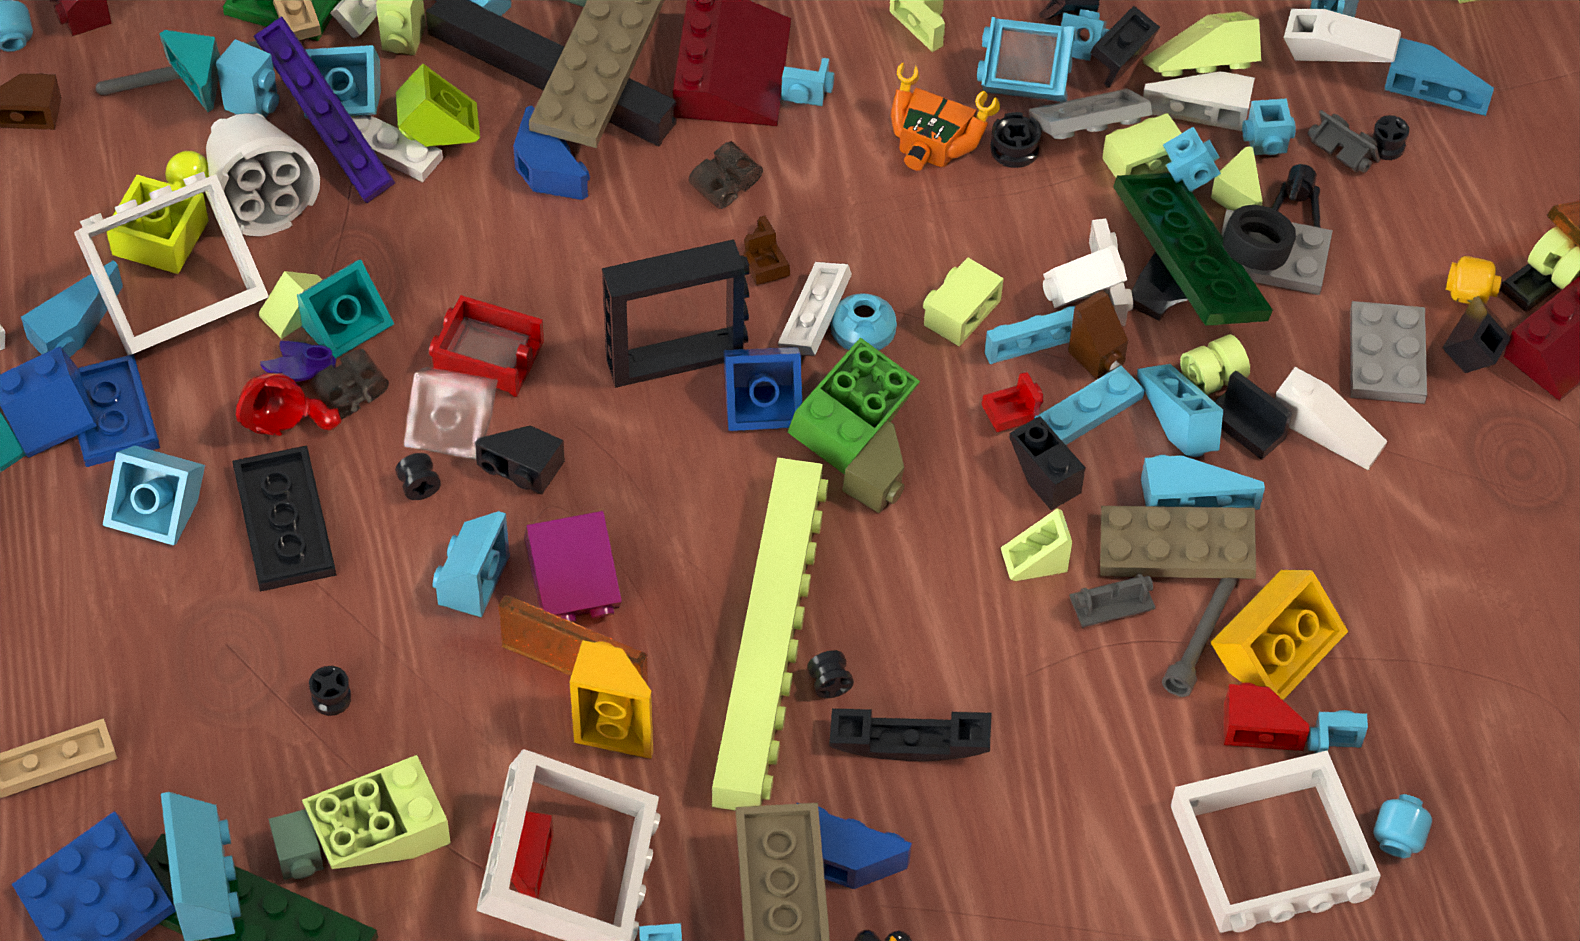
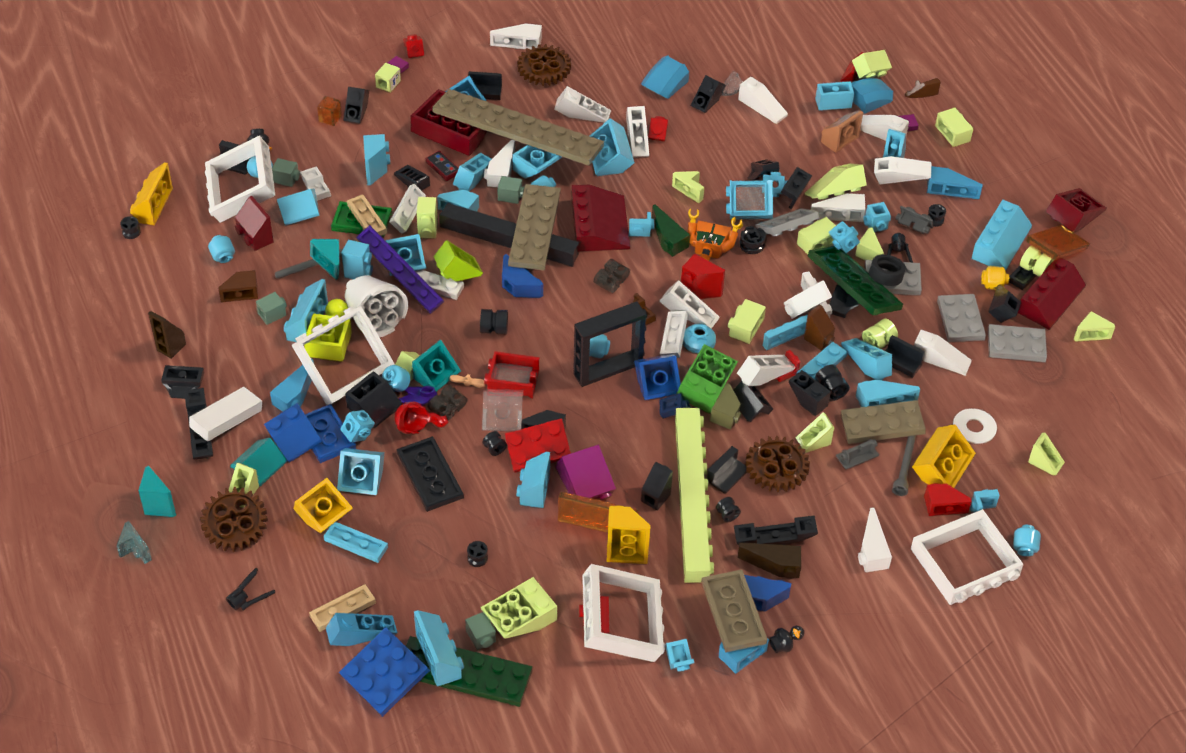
camera: 10 degrees left, 5 degrees down
(61, 553) = (322, 506): none -> yellow slope
(70, 804) = (353, 629): none -> dark azure slope
(71, 151) = (271, 307): none -> sand green brick
(109, 632) = (356, 542): none -> medium azure plate
(141, 153) = (310, 302): none -> medium azure slope
(167, 406) = (357, 426): none -> medium azure brick
(209, 358) = (374, 397): none -> black slope
(262, 322) = (396, 377): none -> medium azure head
(400, 345) = (467, 380): none -> light nougat piece
(477, 235) = (494, 321): none -> black wheel
(505, 482) = (535, 440): none -> red plate
(660, 312) = (599, 346): none -> medium azure head
(702, 609) = (657, 486): none -> black slope
(775, 444) = (669, 404): none -> dark blue bracket
(846, 241) = (680, 298): none -> white slope
(848, 596) = (726, 471): none -> black panel
(861, 112) = (670, 234): none -> dark green slope
(892, 205) = (703, 277): none -> red slope
(899, 789) = (775, 559): none -> dark brown slope
(931, 461) = (751, 401): none -> black panel
(966, 403) = (764, 368): none -> white slope
(986, 595) = (765, 469): none -> reddish brown gear
(1094, 794) = (874, 550): none -> white slope
(1097, 447) = (831, 378): none -> black wheel
(1371, 600) = (989, 425): none -> white gear
(1484, 658) = (1046, 456): none -> yellowish green slope
(1486, 419) = (1017, 343): none -> light grey plate
(1509, 198) = (1002, 236): none -> medium azure slope

